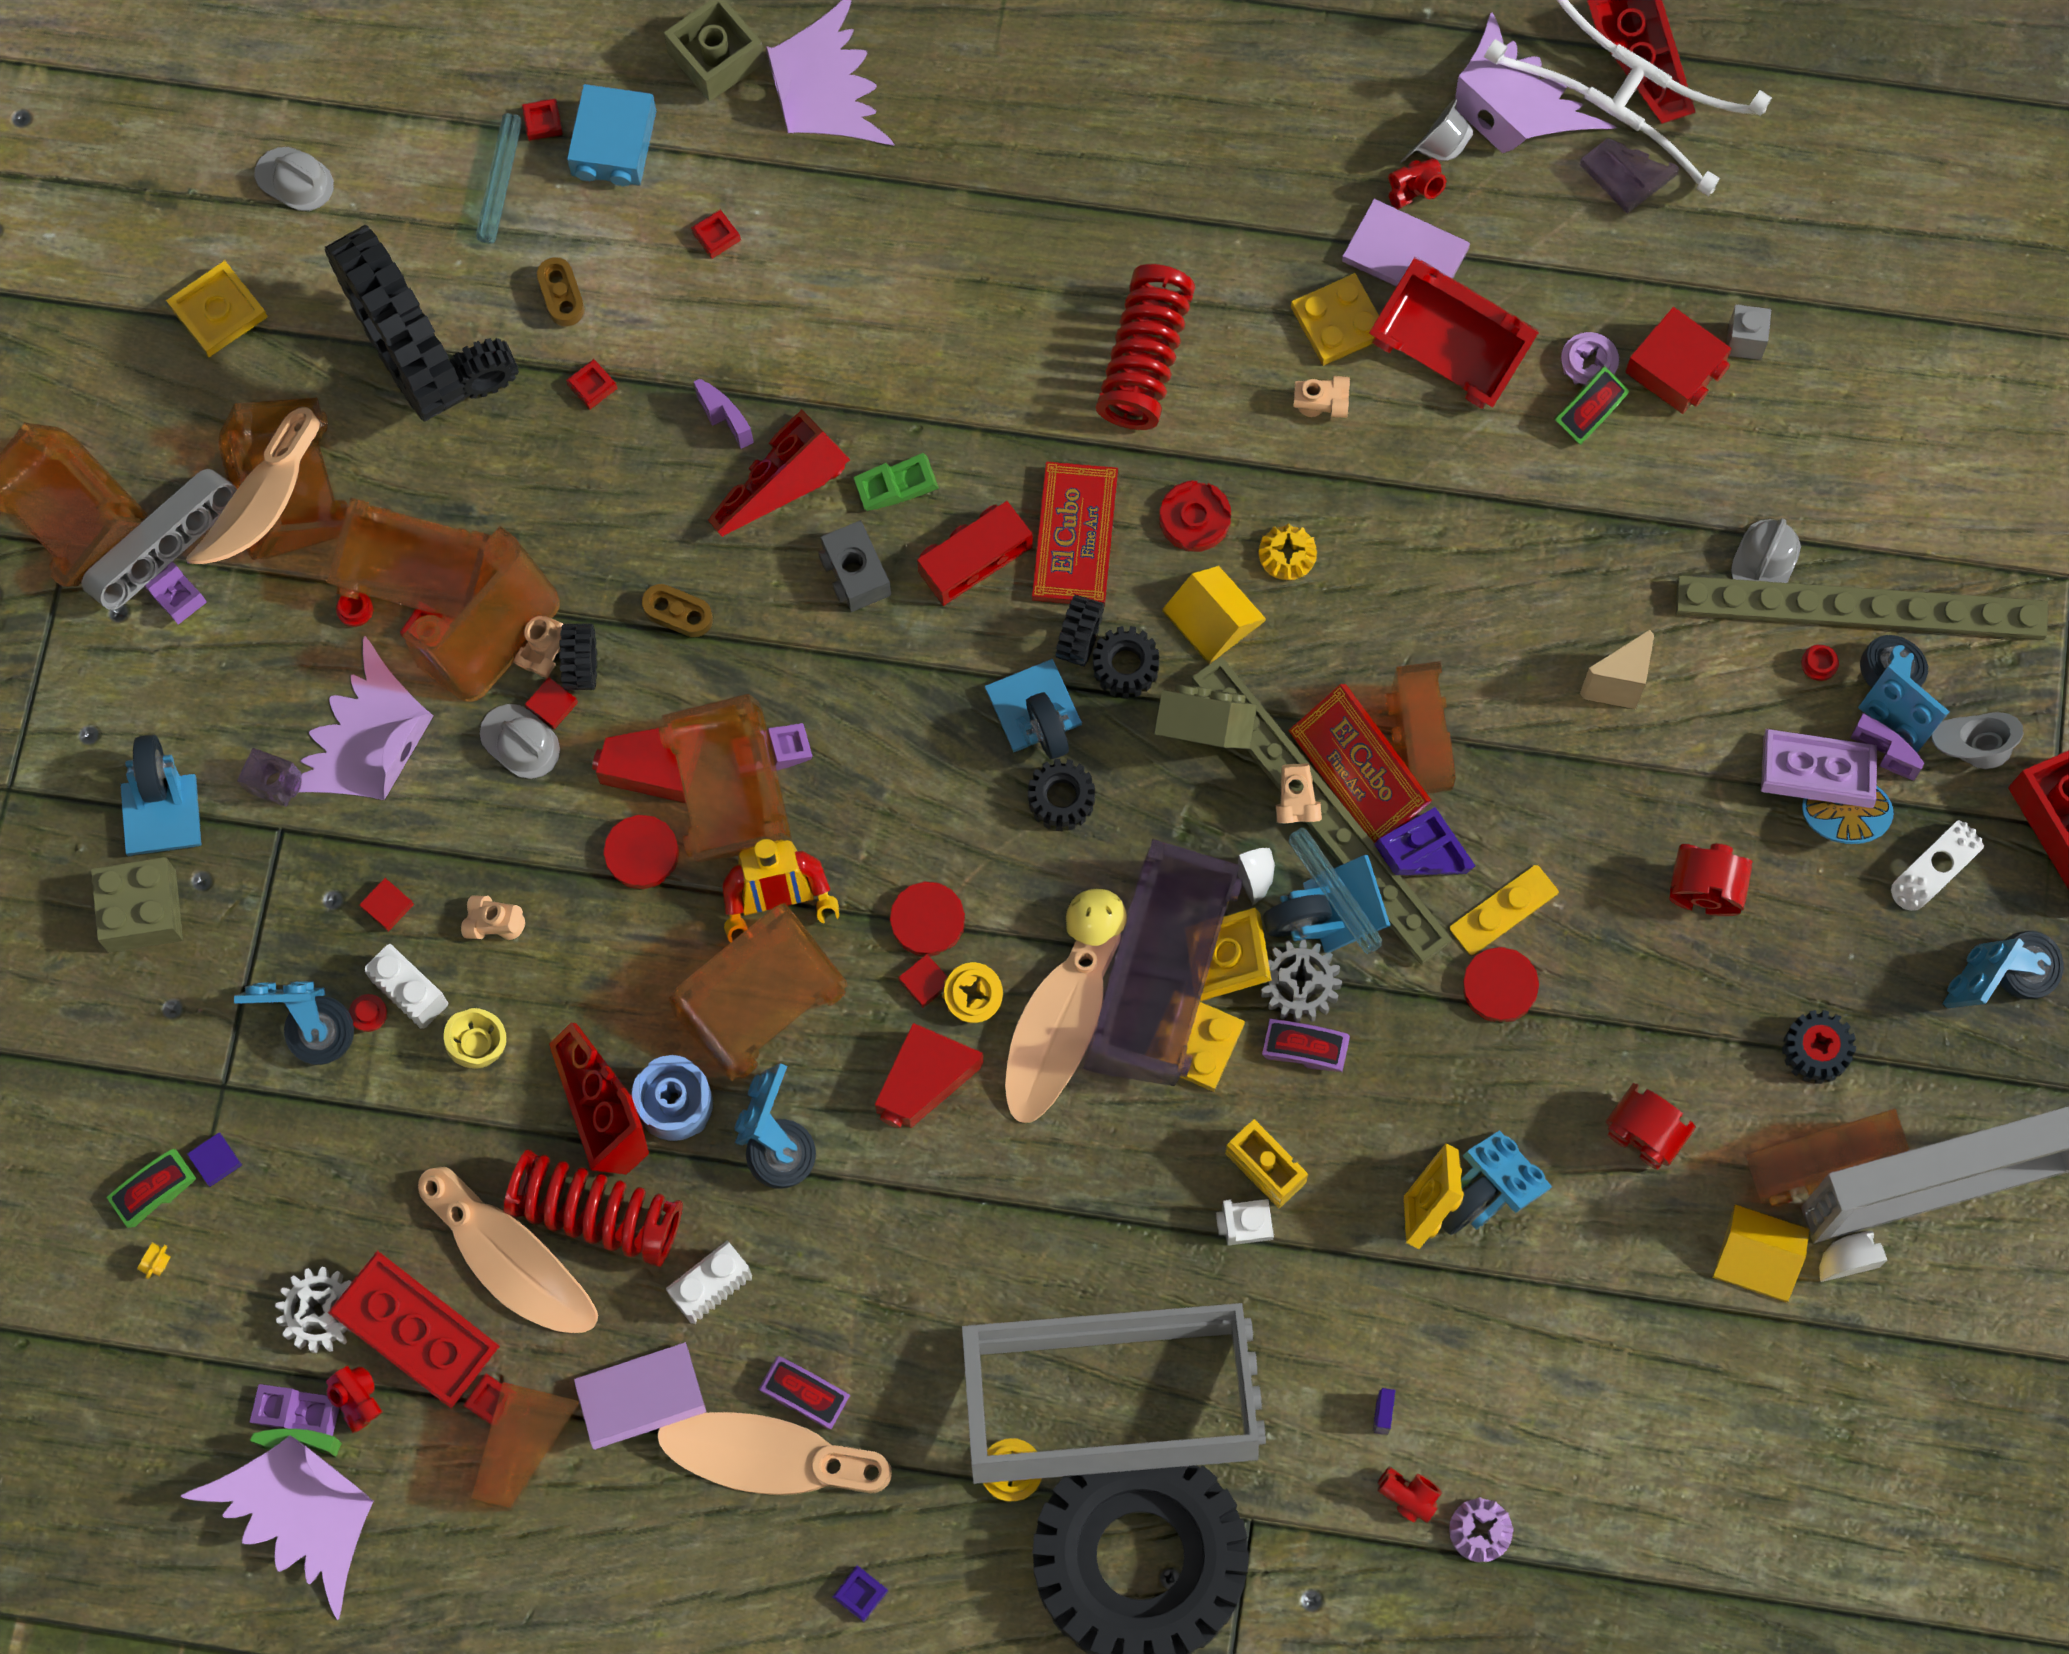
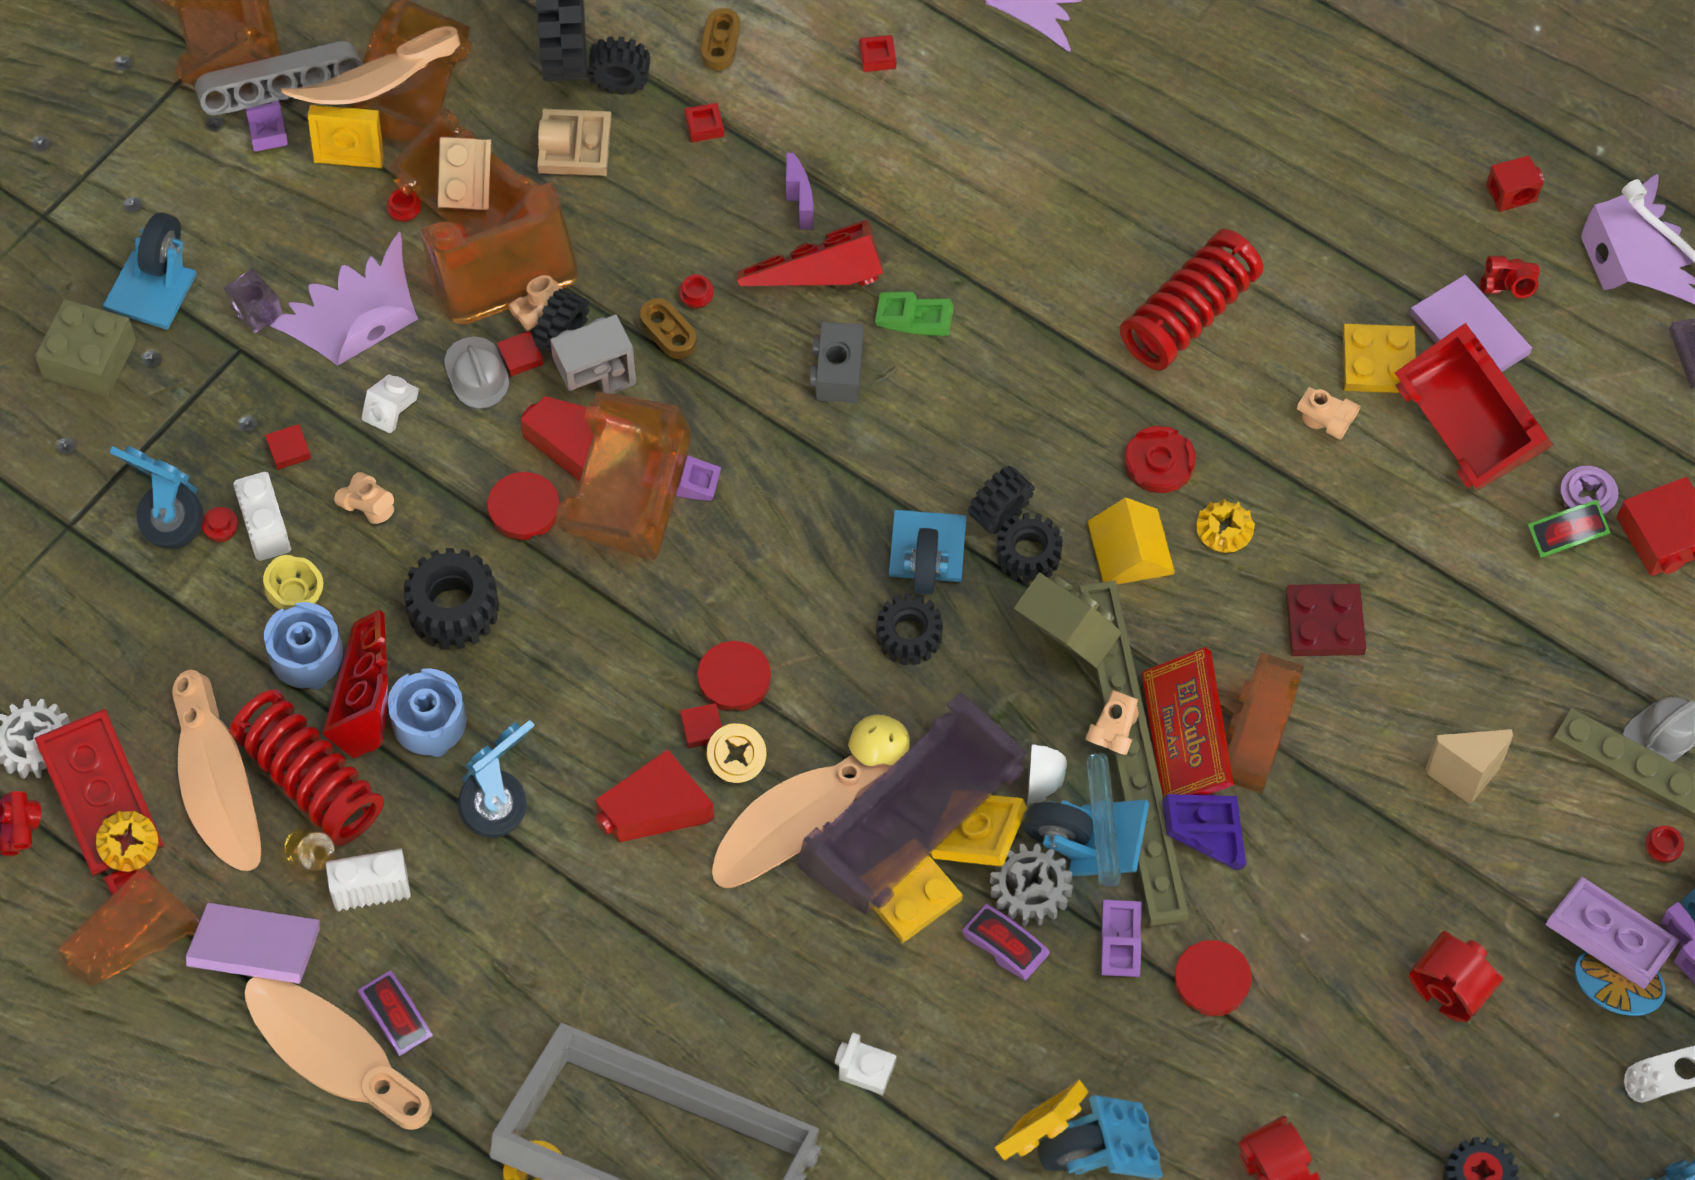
camera: 25 degrees right, 10 degrees down
(214, 1159) = (24, 579): dark purple tile -> none
(264, 569) = (346, 136): none -> yellow plate
(401, 553) = (464, 173): none -> tan plate
(451, 1352) = (136, 855): none -> yellow gear
(456, 814) = (386, 401): none -> white bracket
(482, 465) = (574, 142): none -> tan plate
(503, 1081) = (303, 645): none -> light blue brick
(617, 951) = (447, 573): none -> black tyre
(631, 674) = (596, 354): none -> light grey brick
(640, 1283) = (309, 849): none -> clear yellow brick
(682, 560) = (696, 291): none -> red plate
(755, 990) = (550, 655): clear orange windscreen -> none
(774, 876) = (619, 576): torso -> none
(974, 552) = (948, 398): red brick -> none
(1075, 532) = (1046, 423): red tile -> none
(1266, 1163) = (910, 1021): yellow brick -> none
(1372, 86) = (1514, 183): none -> red brick
(1403, 990) = (1121, 938): none -> medium lavender slope
(1422, 598) = (1325, 620): none -> dark red plate
(1446, 136) = (1553, 251): light grey piece -> none
(1504, 910) = (1253, 917): yellow piece -> none

